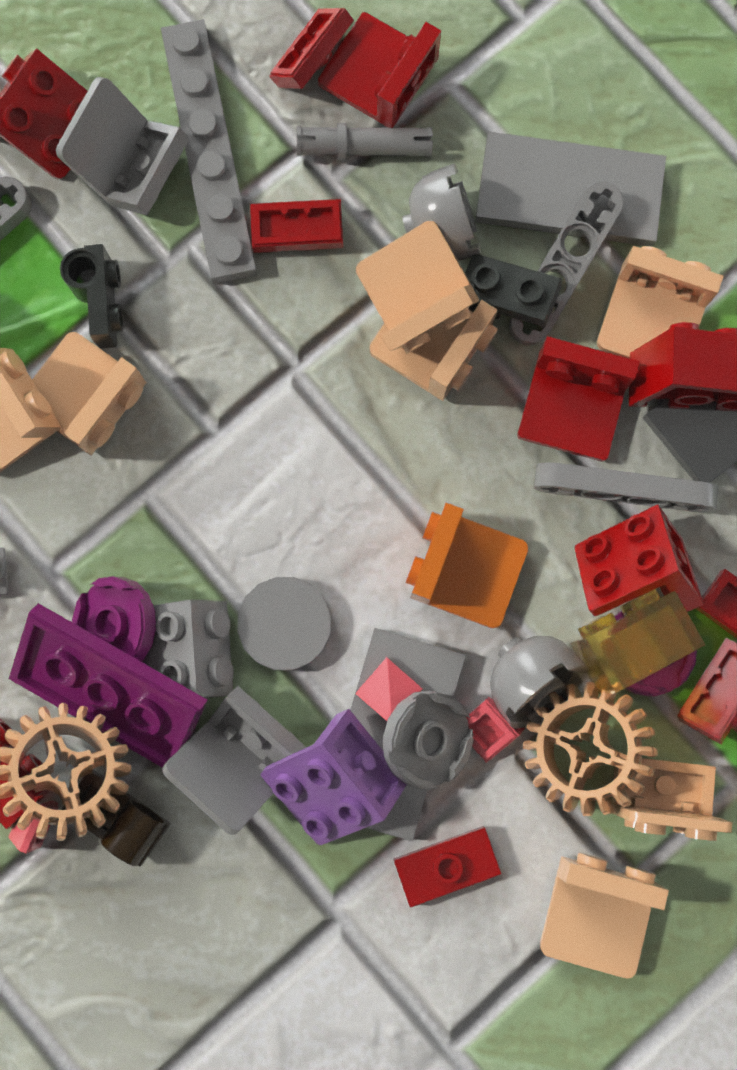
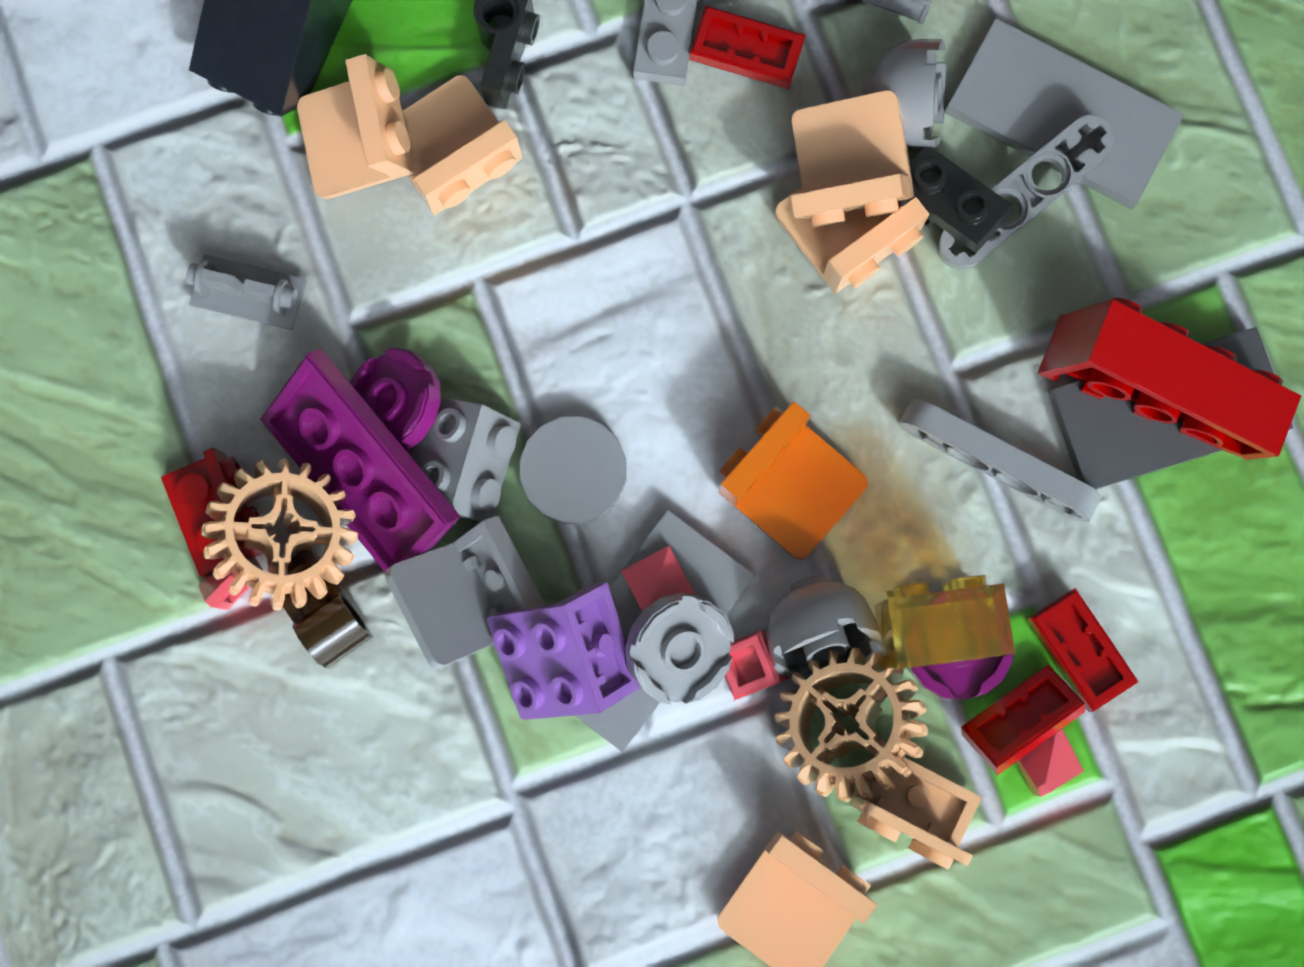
camera: 25 degrees right, 0 degrees up
(447, 866) = (649, 794): red plate -> none
(576, 398) = (981, 344): red bracket -> none
(635, 560) = (979, 537): red bracket -> none
(652, 296) = (1107, 261): light nougat bracket -> none

